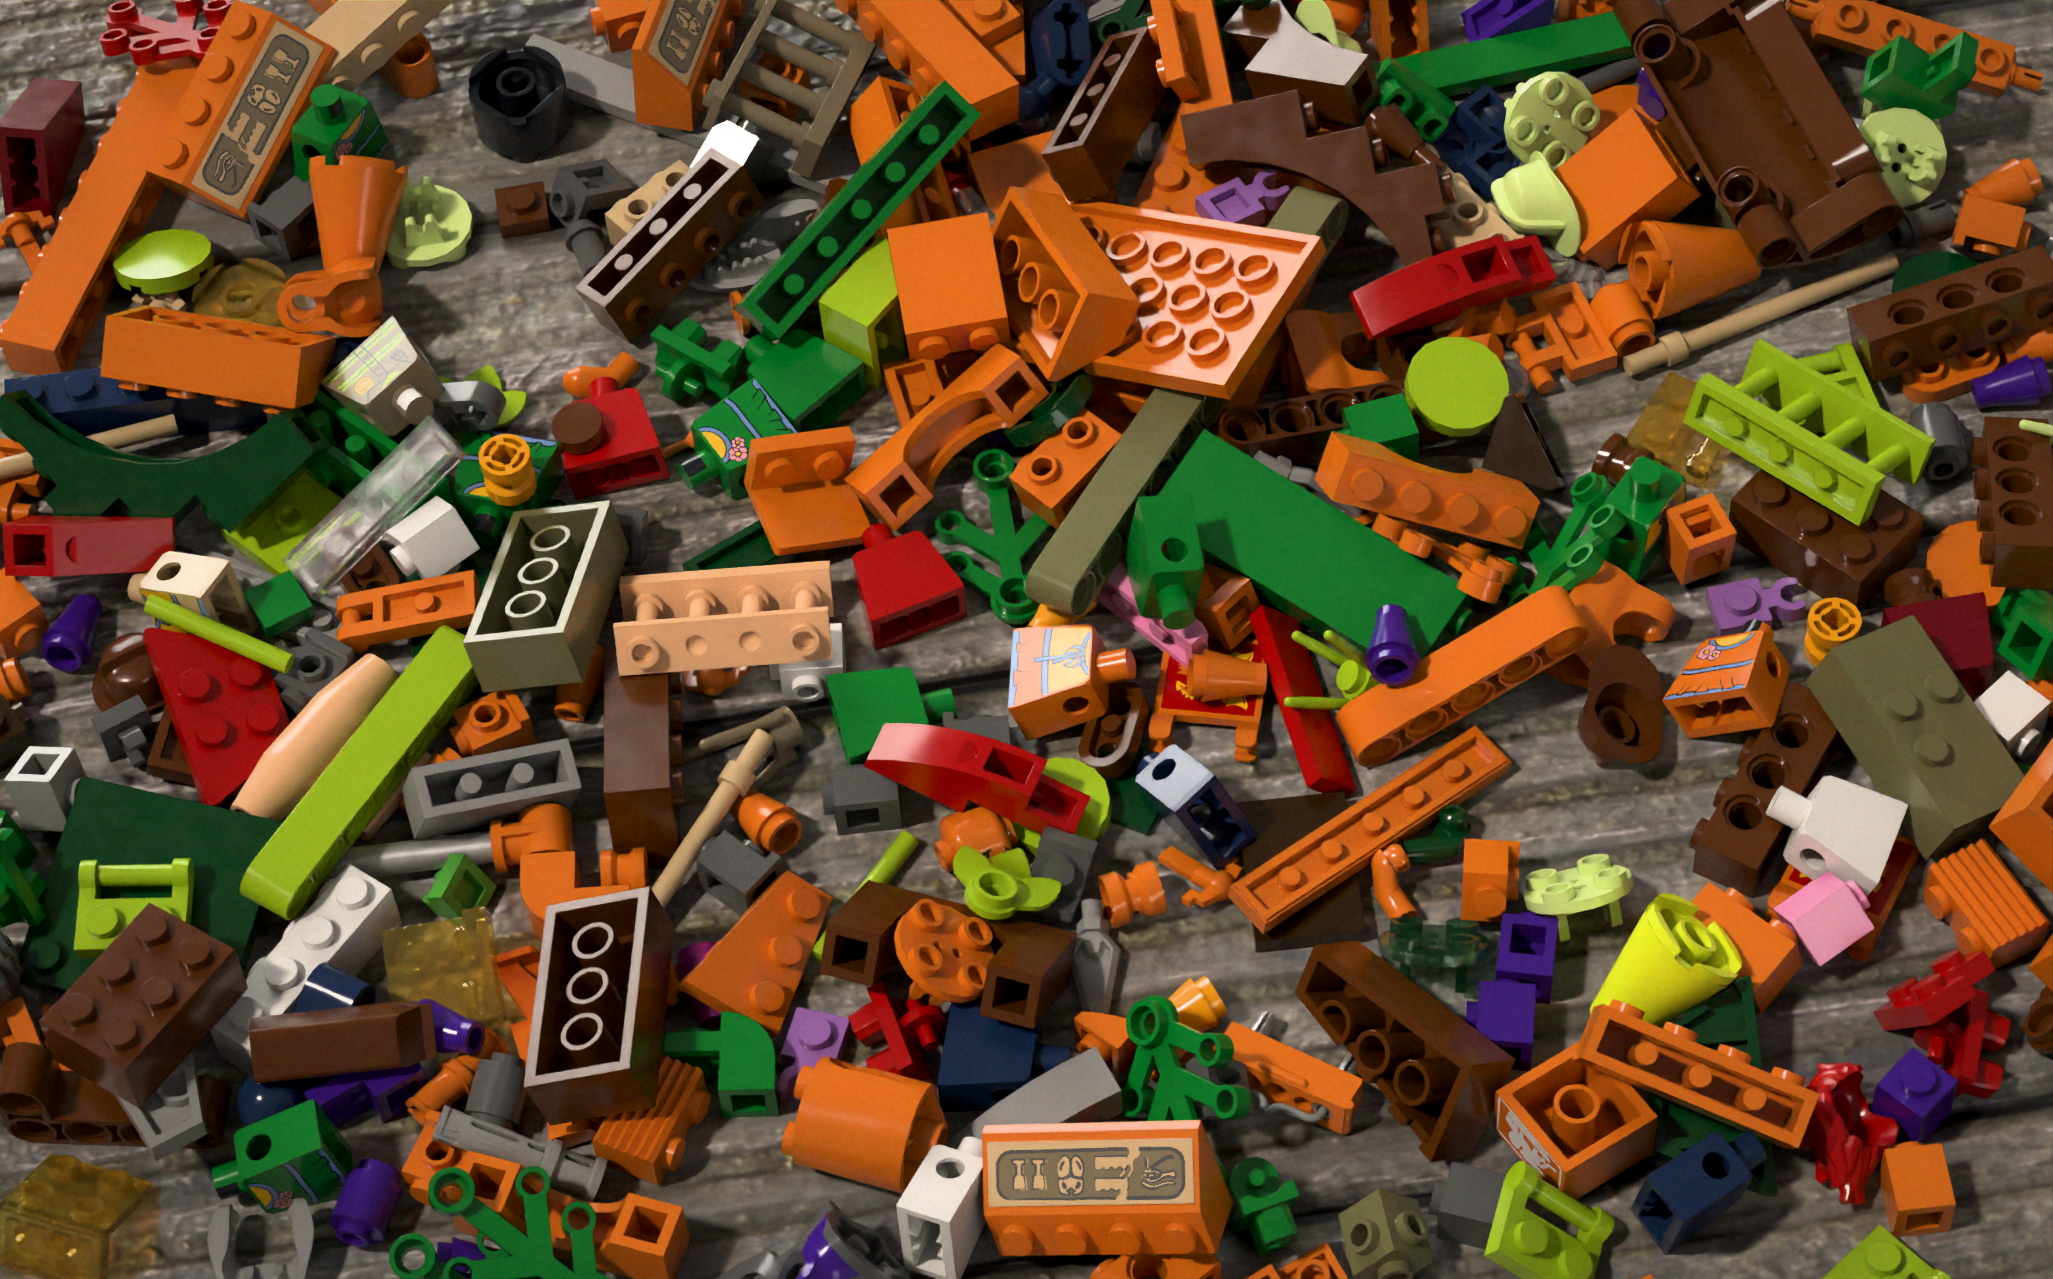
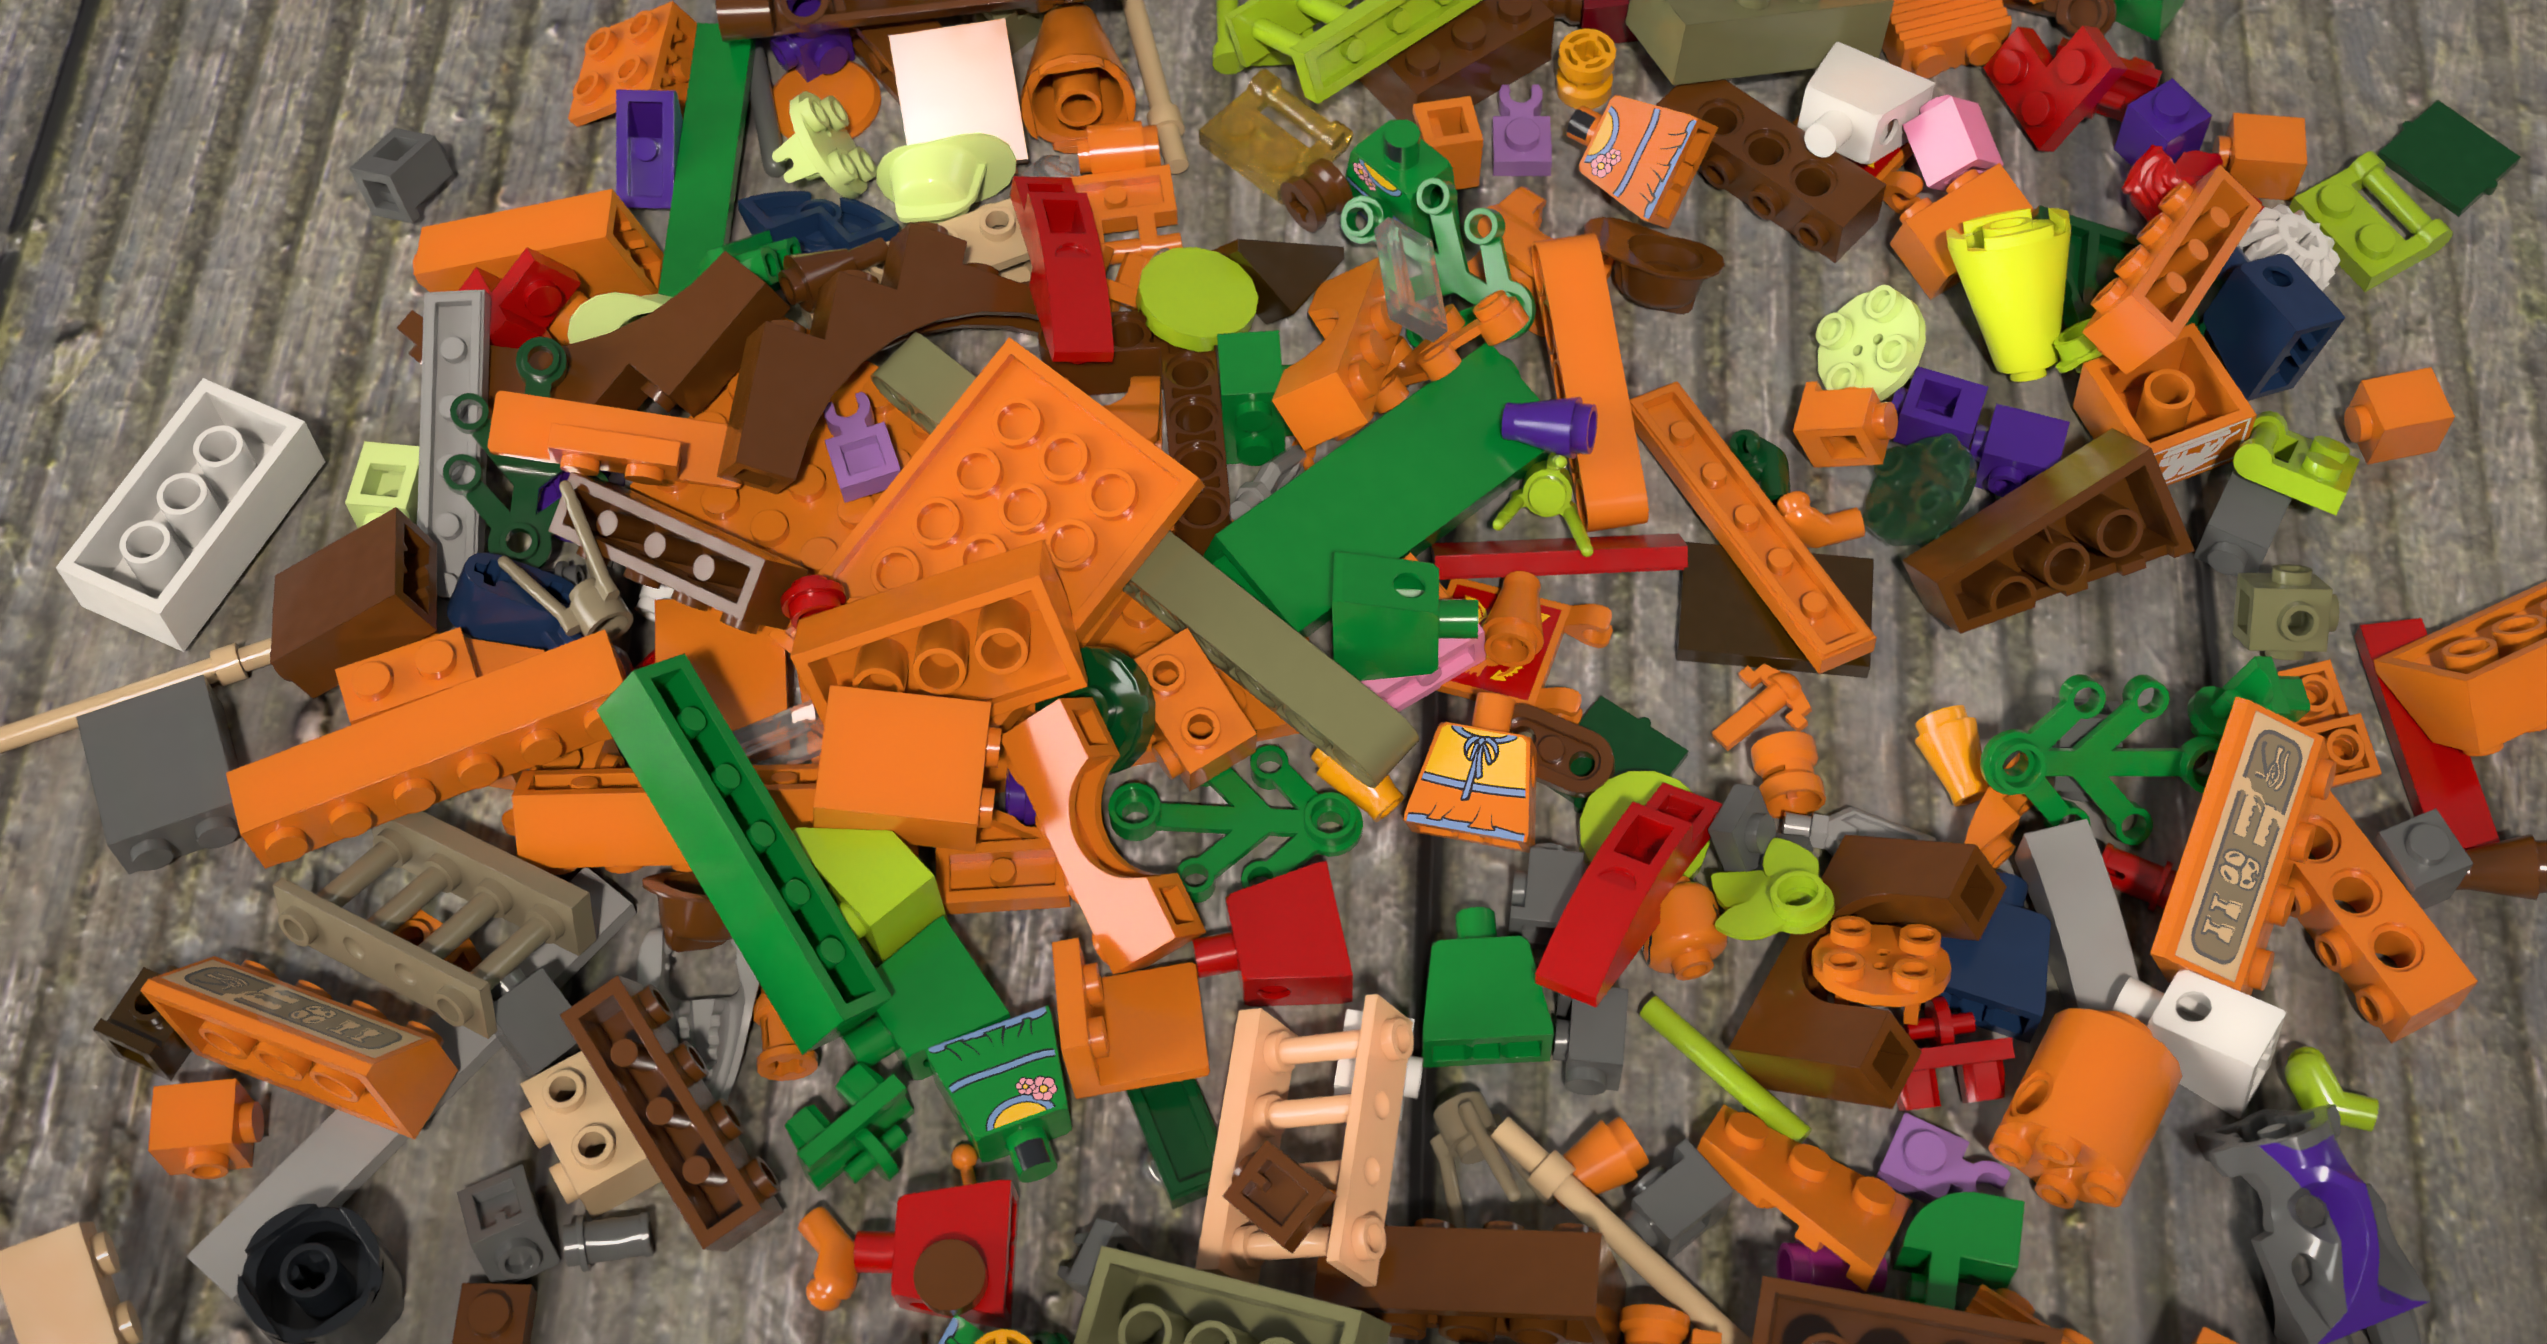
camera: 80 degrees left, 5 degrees up
(661, 587) = (1278, 1195): none -> reddish brown bracket
(1054, 86) = (594, 601): none -> dark tan plant
(1082, 199) = (811, 596): none -> red plate
(1178, 784) = (1716, 676): dark blue torso -> none
(1295, 1079) = (2072, 646): orange piece -> none
(1515, 522) = (1410, 279): none -> clear tile
(1803, 1195) = (2294, 235): none -> white gear

